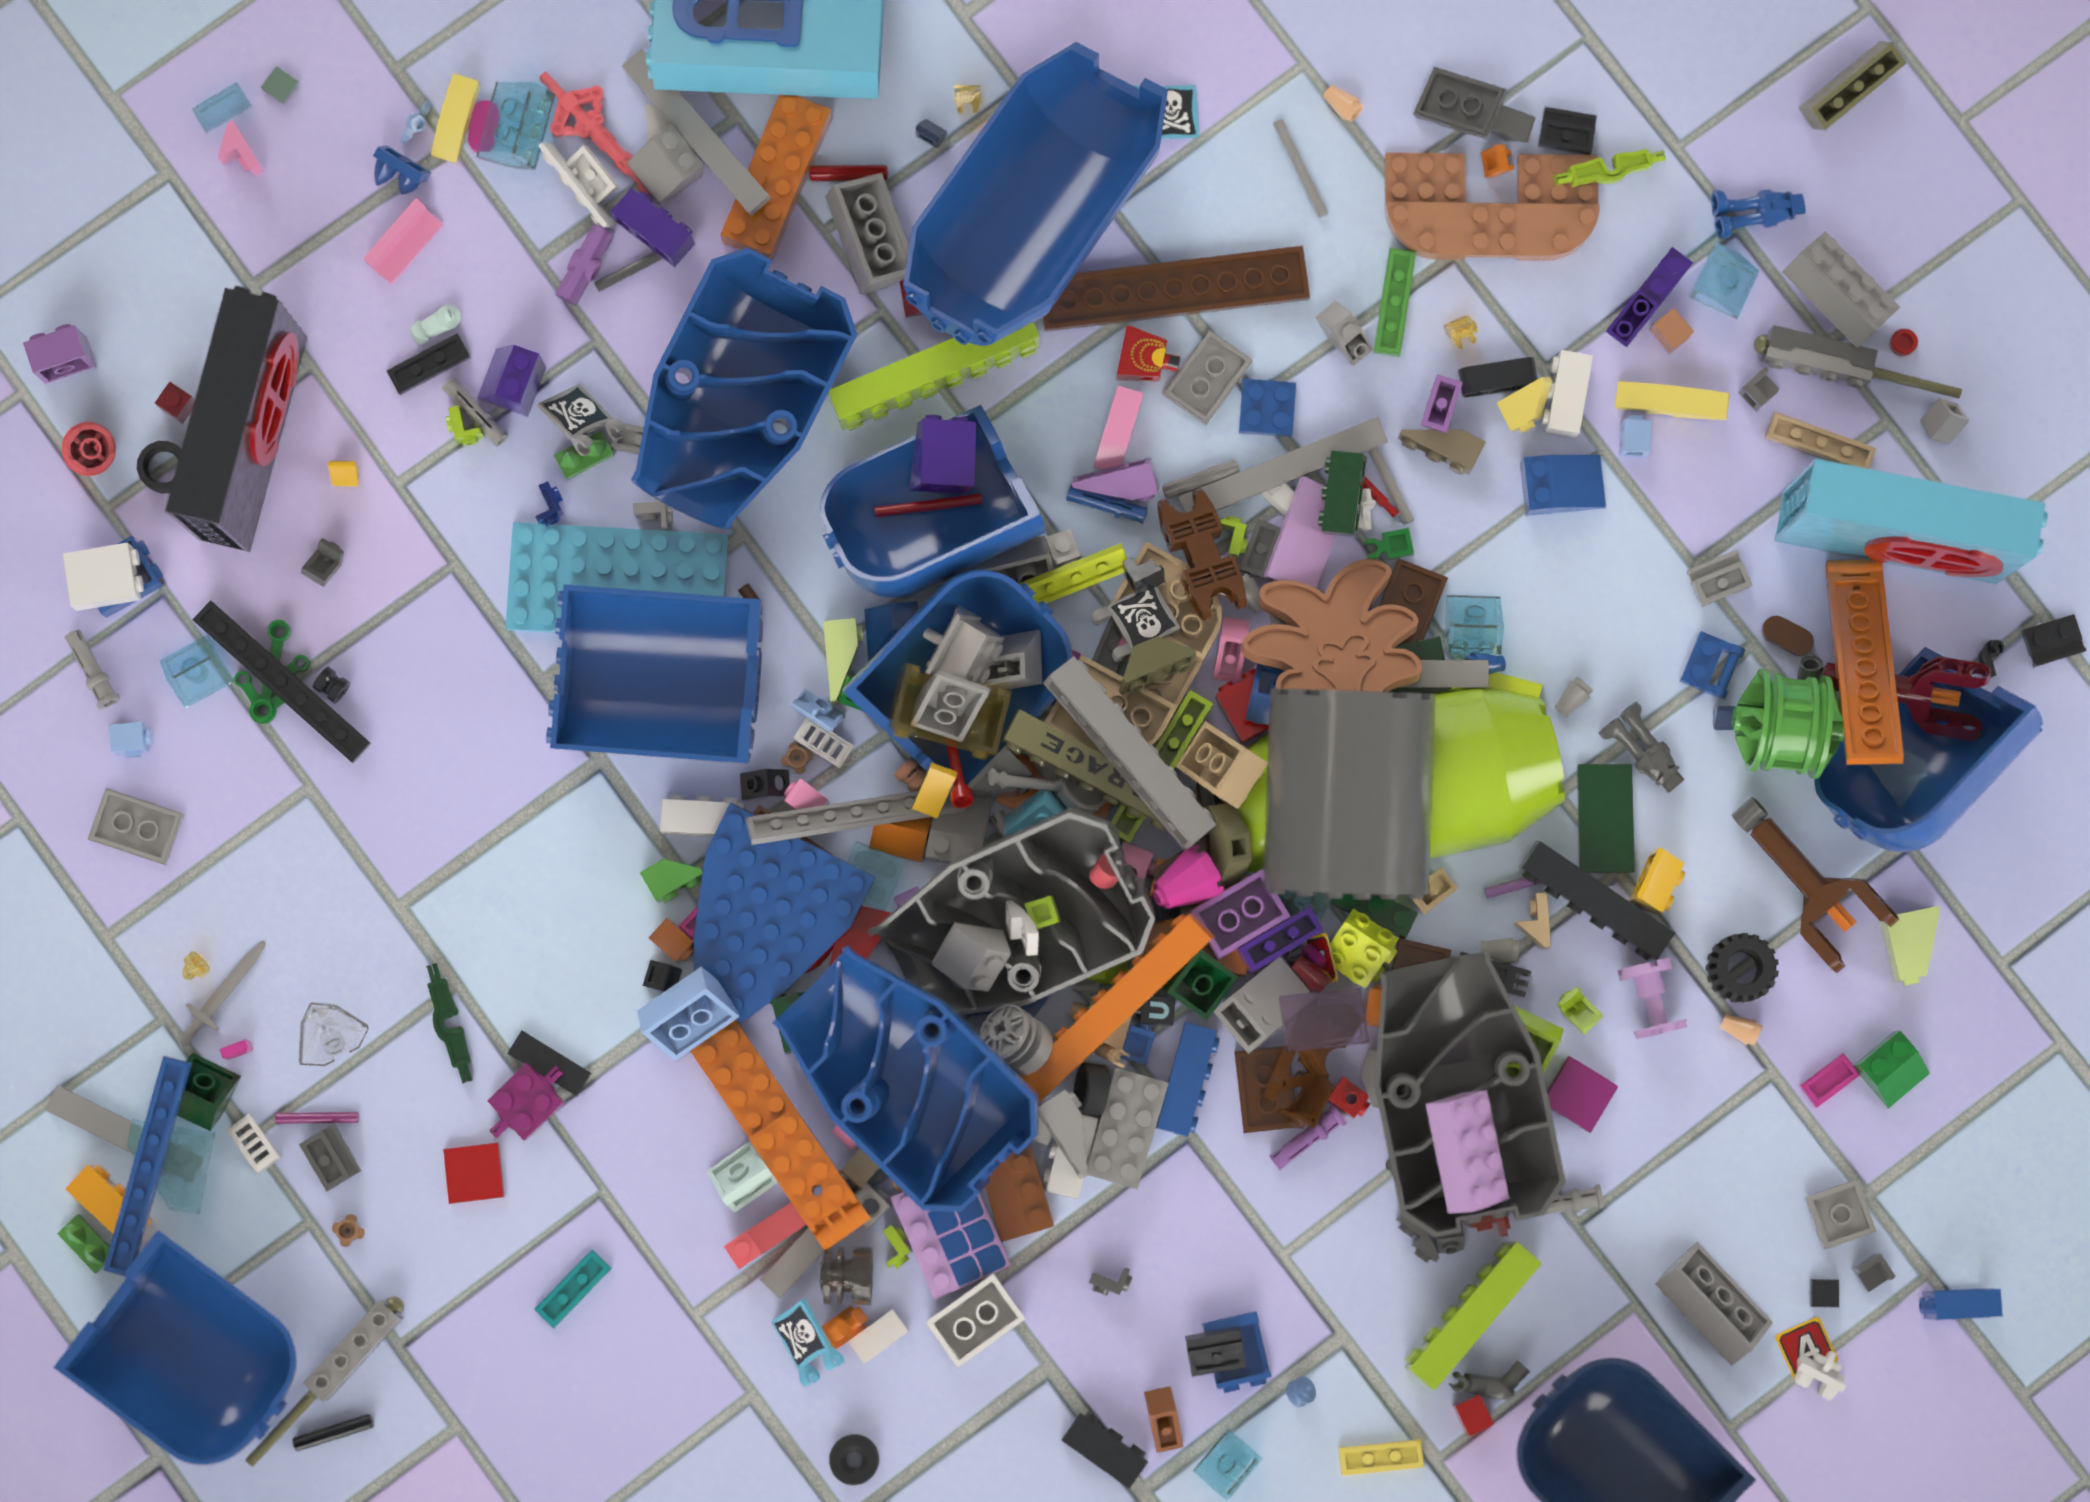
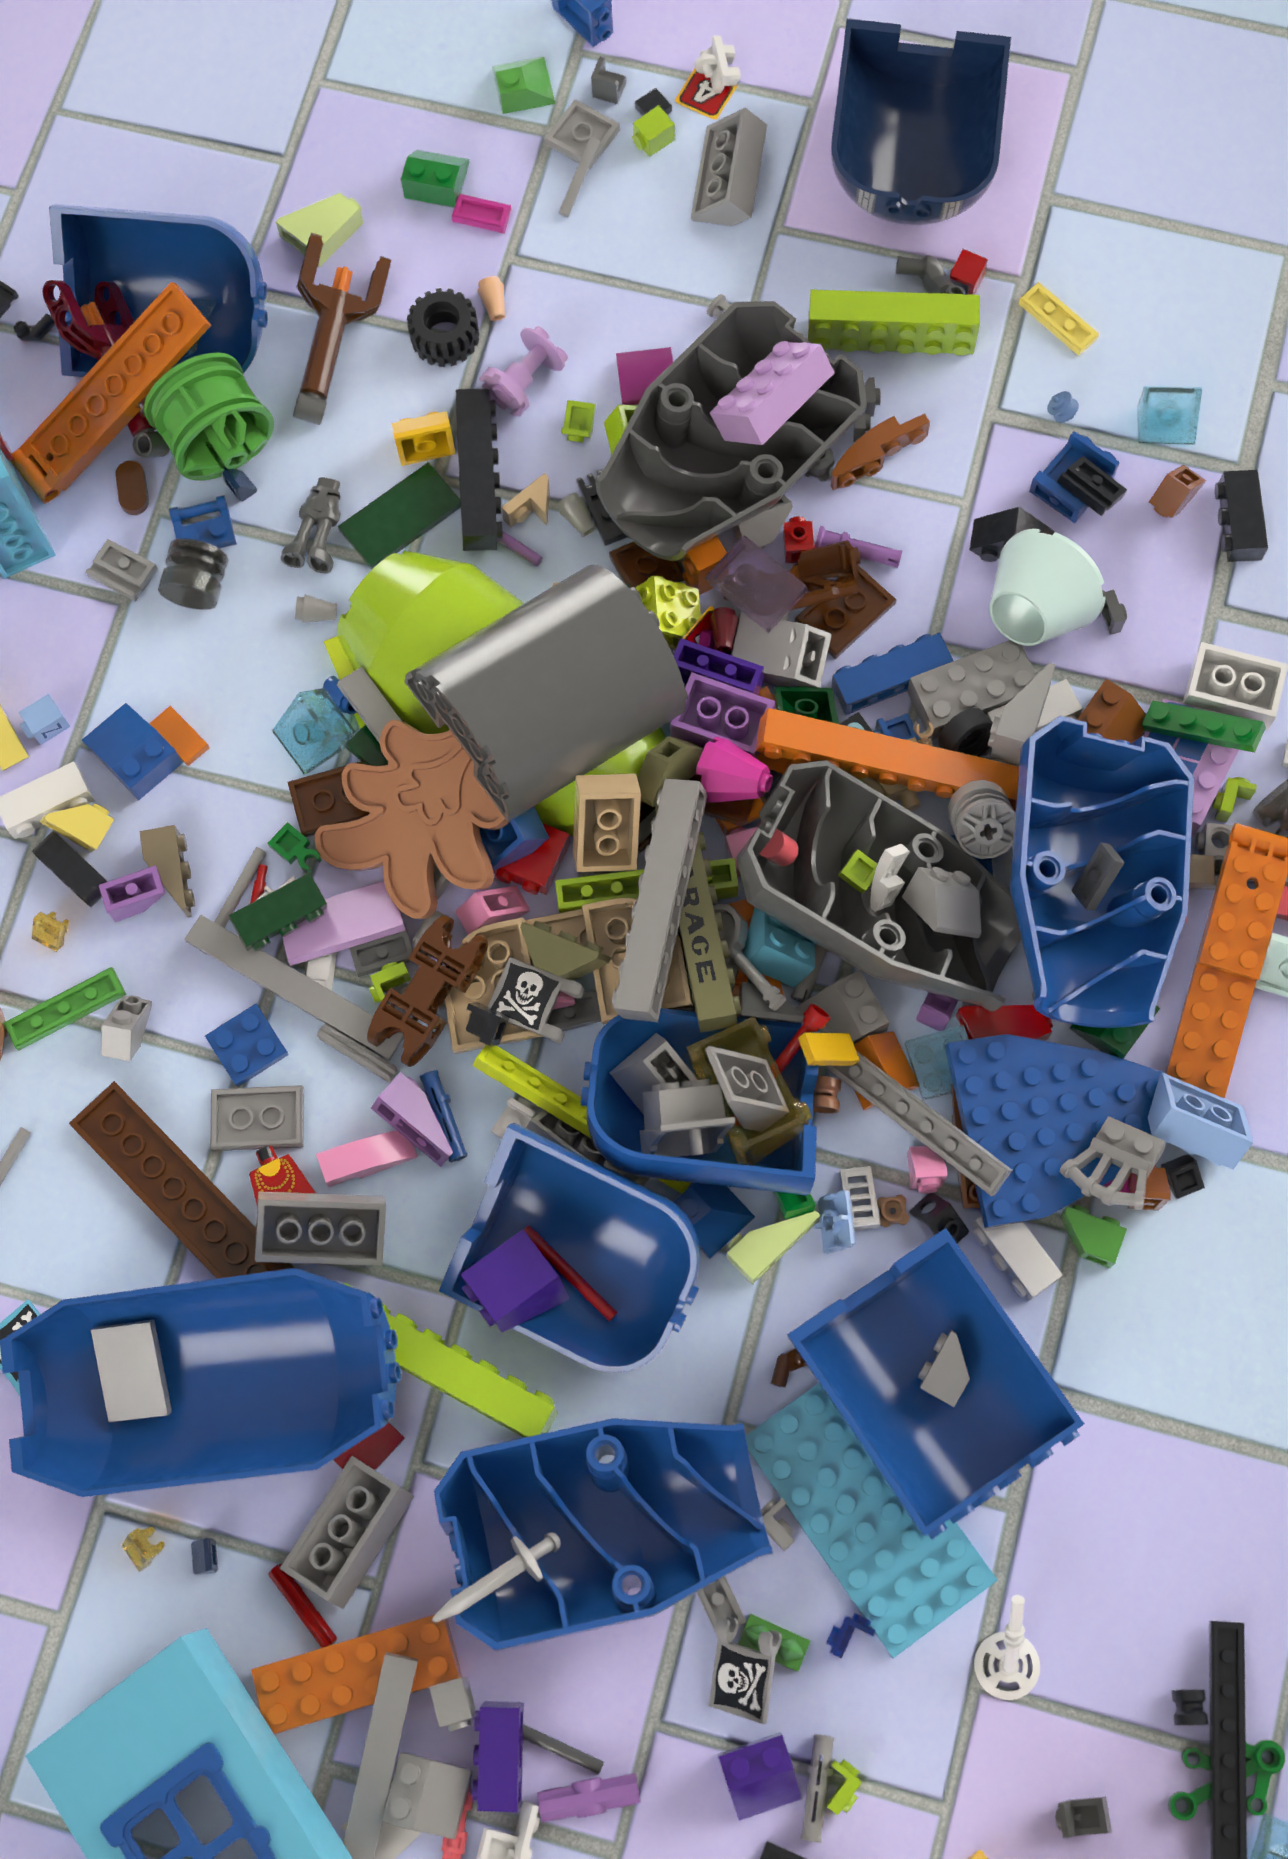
camera: 120 degrees left, 10 degrees down
(463, 598) = (1016, 1648): none -> white dish
(658, 699) = (948, 1372): none -> light grey slope
(705, 940) = (1124, 1147): none -> light grey plate
(706, 220) = (453, 1703): none -> light grey brick
(756, 322) = (524, 1560): none -> light grey sword
(907, 1079) = (1097, 876): none -> dark grey plate
(960, 1263) = (1204, 726): none -> green plate
(1087, 166) = (131, 1370): none -> light grey tile
(1087, 358) = (320, 1228): none -> light grey brick
(1152, 1224) = (1044, 588): none -> light aqua cone
(1219, 1254) = (994, 530): none -> black brick
(1380, 1207) = (868, 452): none -> dark orange slope
(1548, 526) = (180, 735): none -> orange tile
(1668, 624) = (193, 574): none -> clear smoke wheel
(1797, 1270) = (653, 131): none -> lime brick
(1799, 1178) = (579, 176): none -> light grey bar
(1928, 1205) = (523, 85): none -> bright green slope

